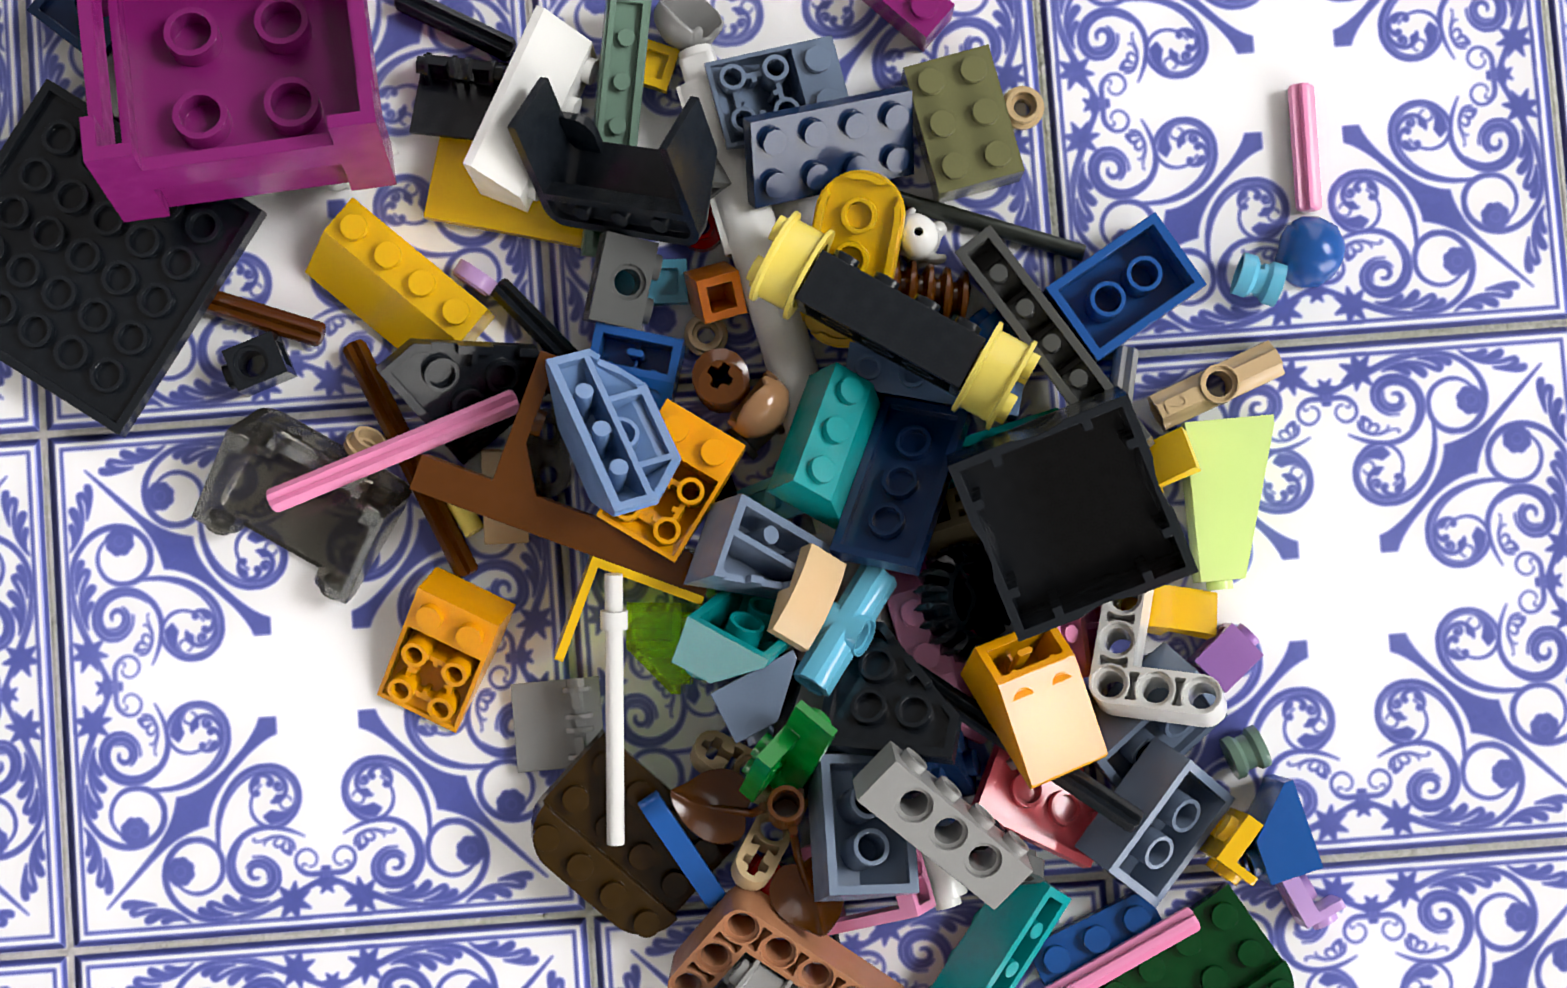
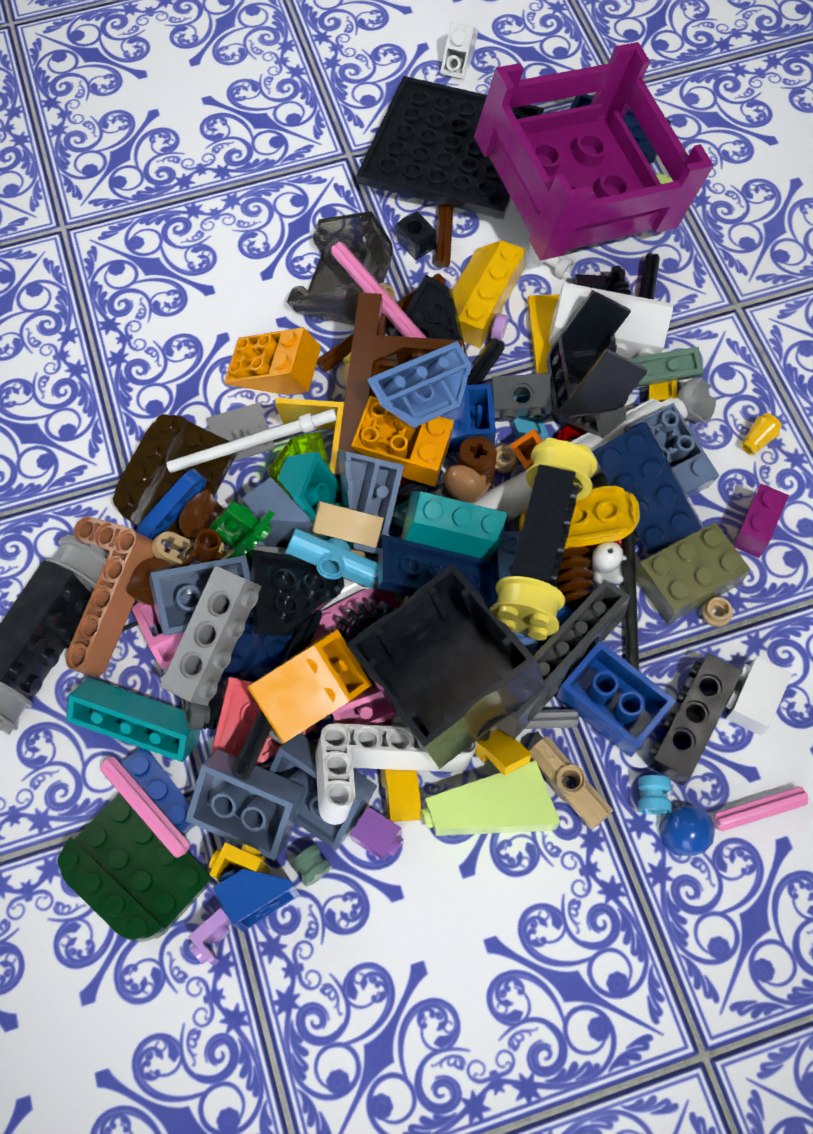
camera: 75 degrees right, 20 degrees down
(1158, 97) = (758, 695): none -> white brick
(1164, 166) = (721, 680): none -> black brick

